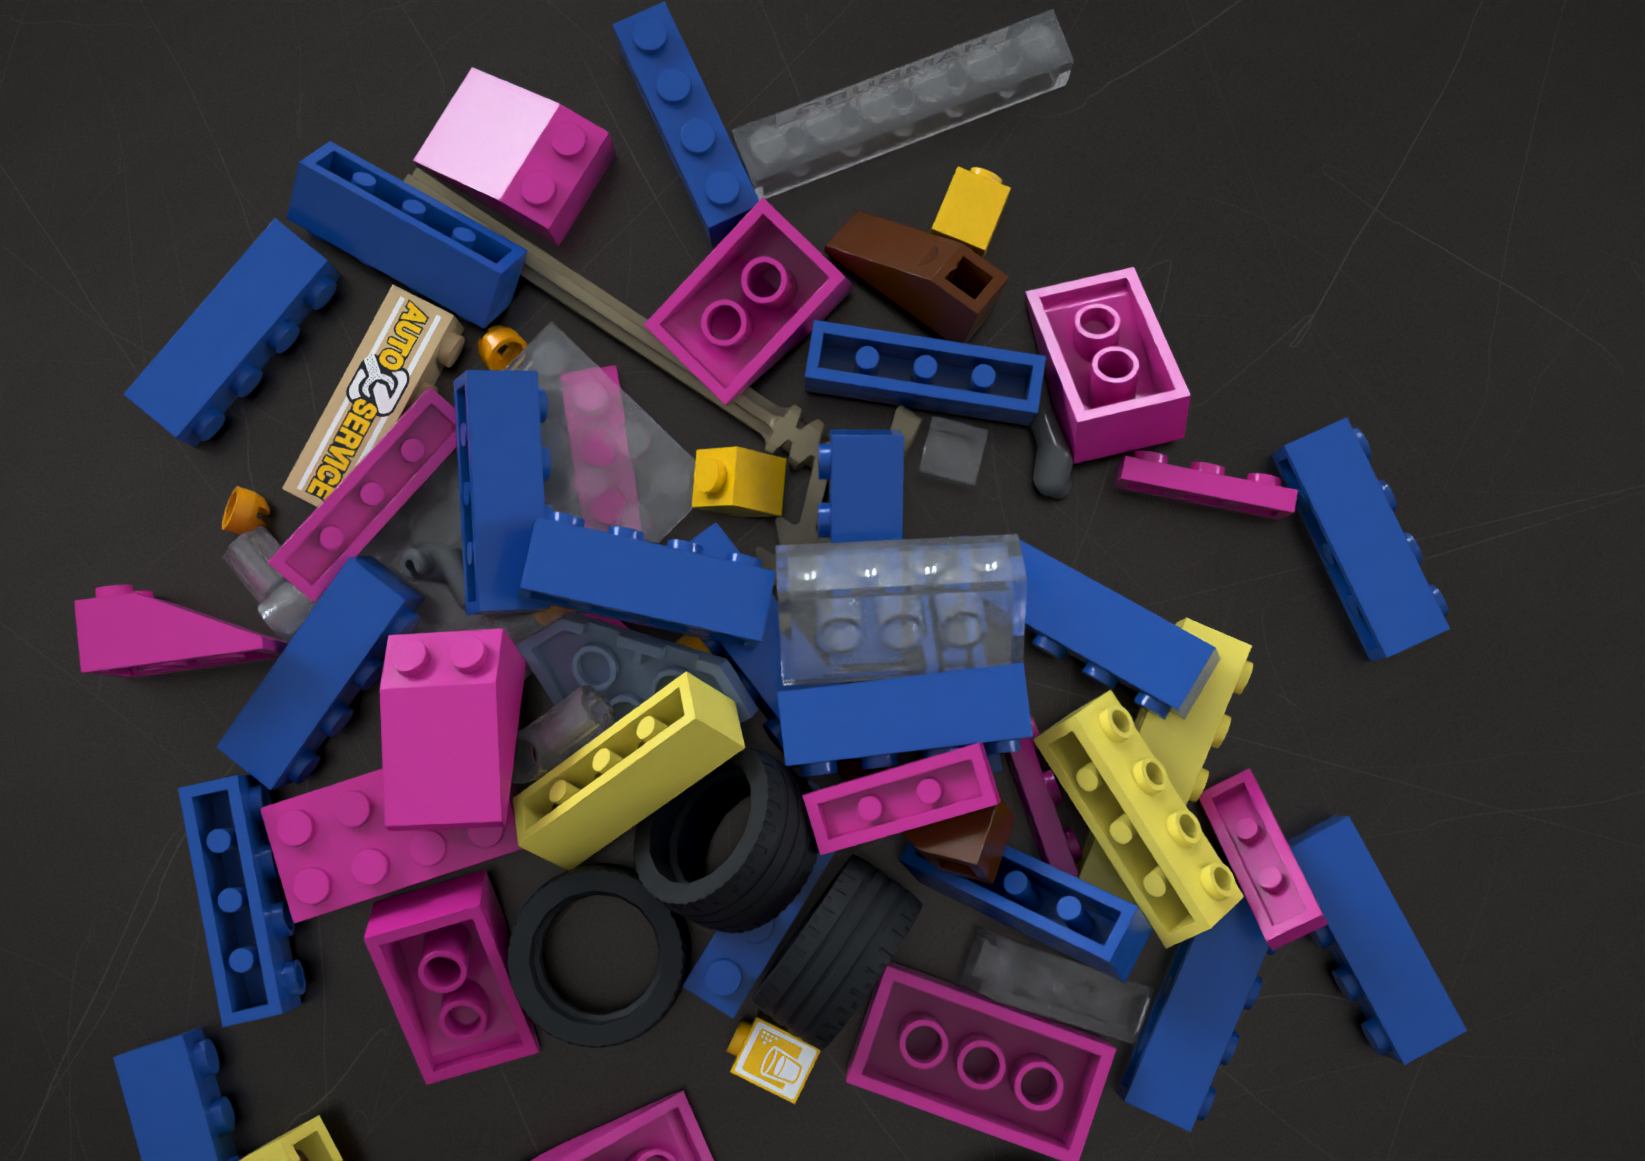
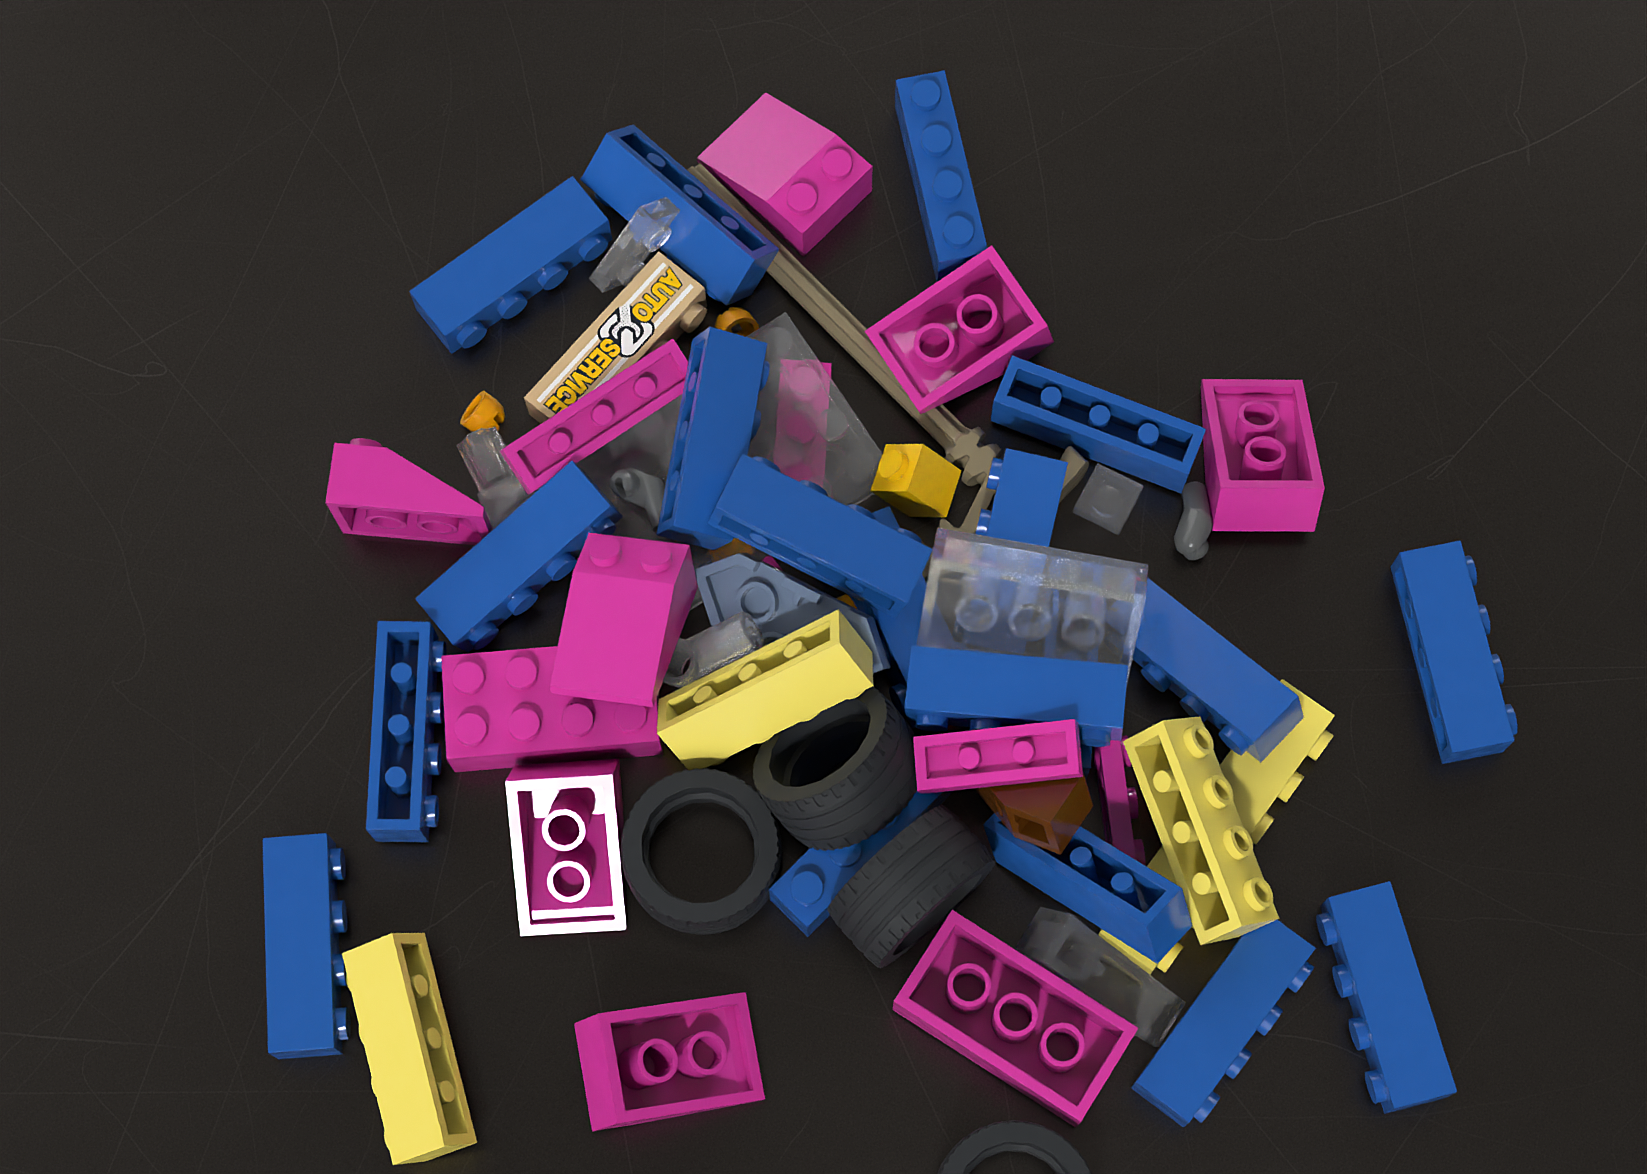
camera: 15 degrees right, 10 degrees down
(367, 274) = (640, 237): none -> clear plate
(771, 1057) = (833, 976): yellow brick -> none
(904, 105) = (1131, 200): clear brick -> none
(921, 272) = (1115, 342): reddish brown slope -> none
(972, 208) = (1167, 303): yellow brick -> none
(1205, 485) = (1324, 576): dark pink plate -> none
(1262, 860) = (1303, 898): dark pink plate -> none

